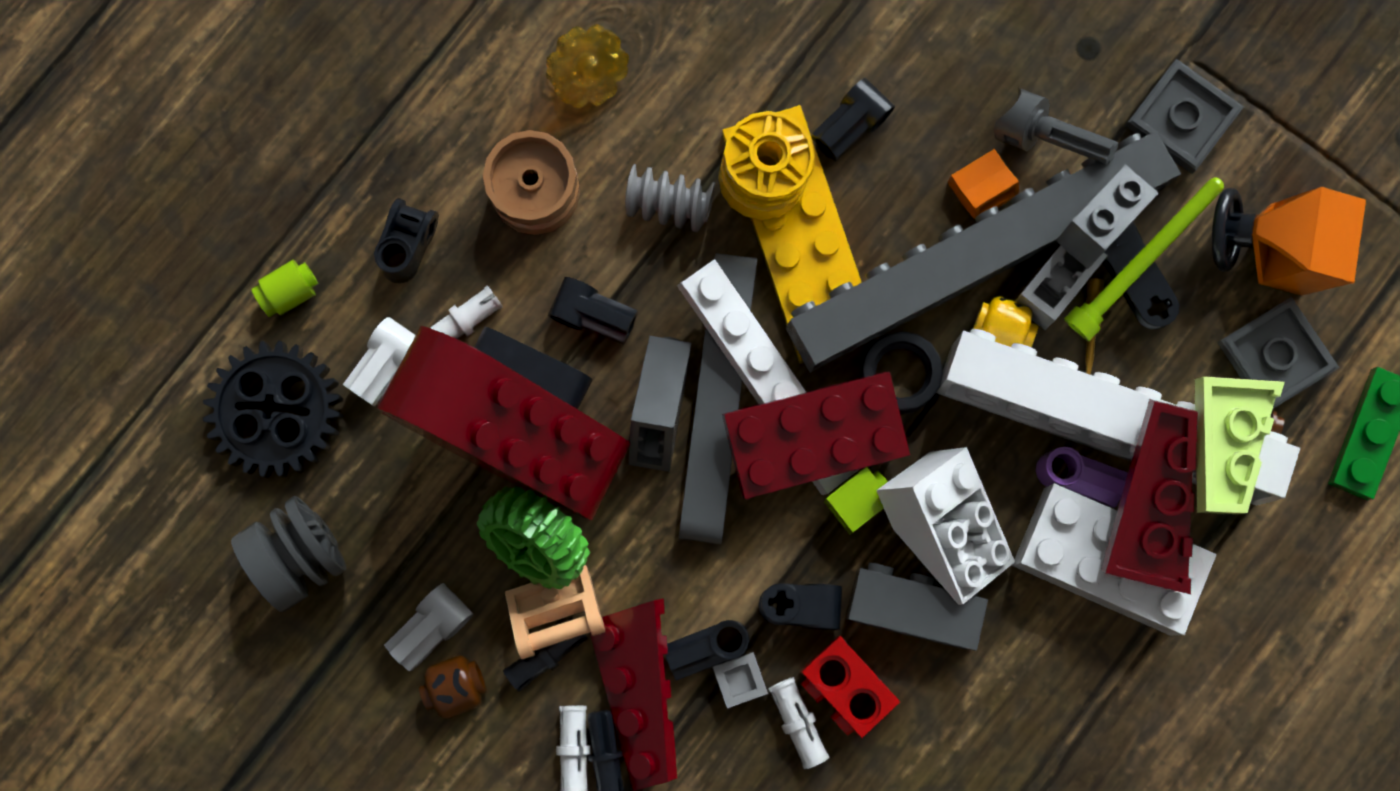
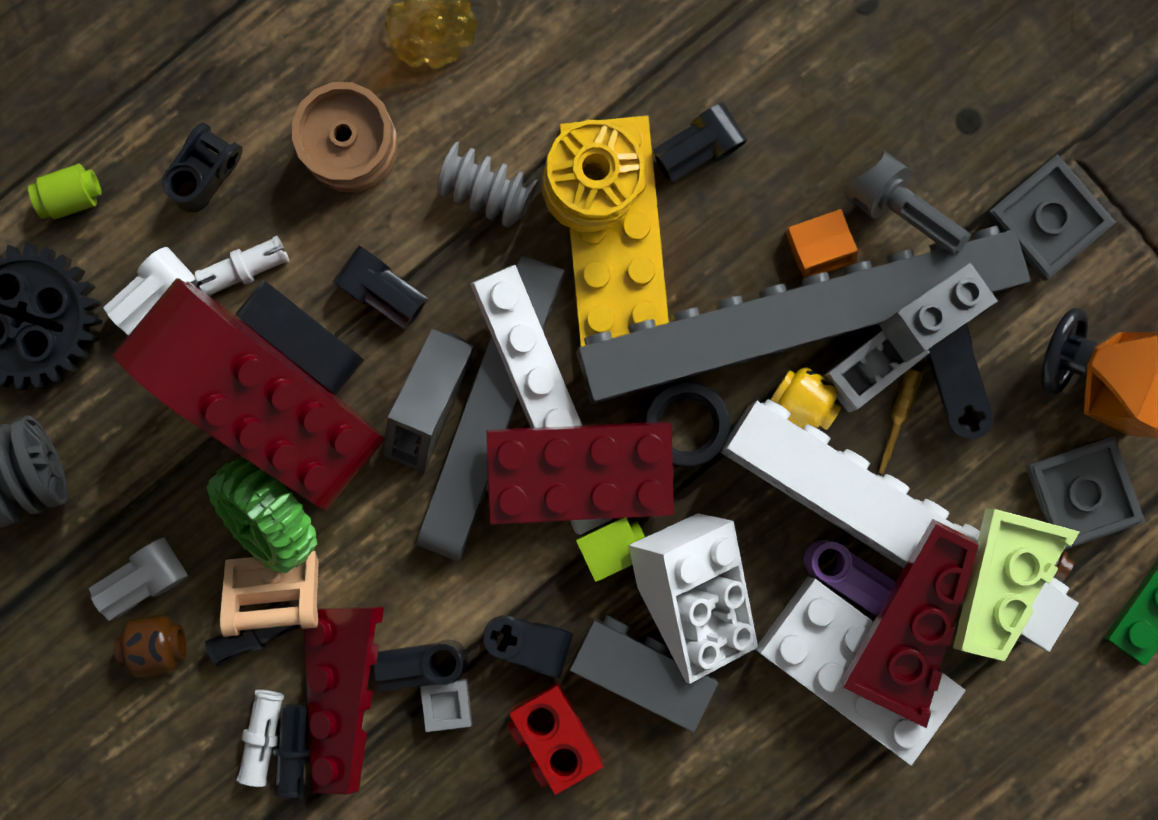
camera: 10 degrees right, 5 degrees up
(799, 723) = (496, 762): white pin -> none
(1087, 318) = (895, 411): lime piece -> none

